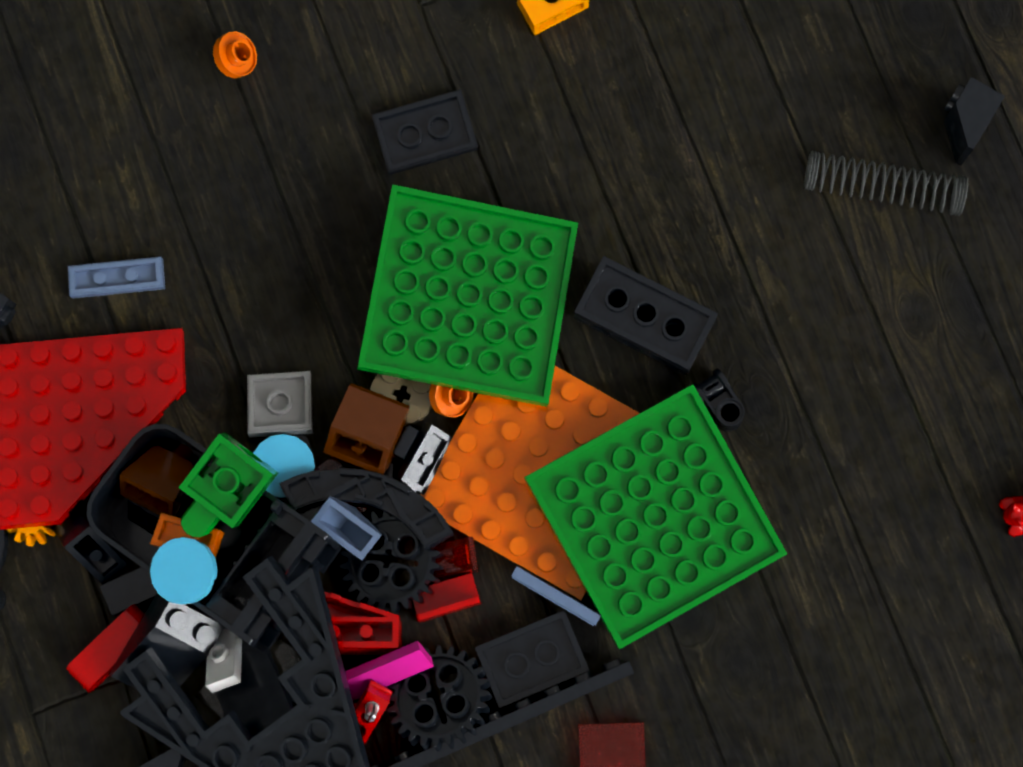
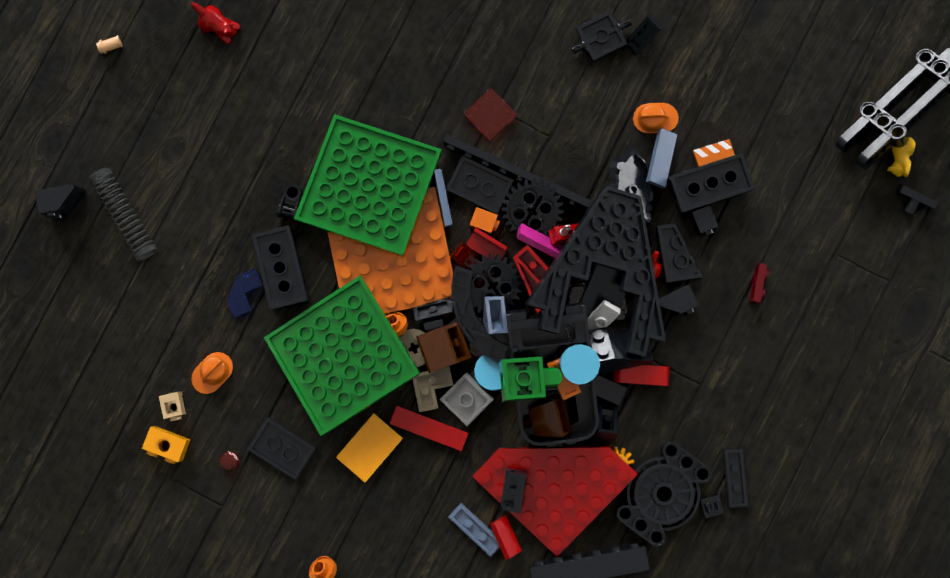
camera: 140 degrees left, 5 degrees up
(73, 303) = (505, 537): none -> red tile
(115, 360) = (514, 490): none -> black hinge
(287, 328) = (429, 428): none -> red tile
(330, 236) = (369, 447): none -> light orange tile
(338, 365) = (427, 383): none -> dark tan plate
(466, 58) = (229, 460): none -> clear red tile
(479, 623) = (484, 221): none -> orange brick
(592, 127) = (212, 372): none -> orange piece
(601, 39) = (166, 403): none -> tan brick
(657, 234) = (237, 298): none -> clear blue tile

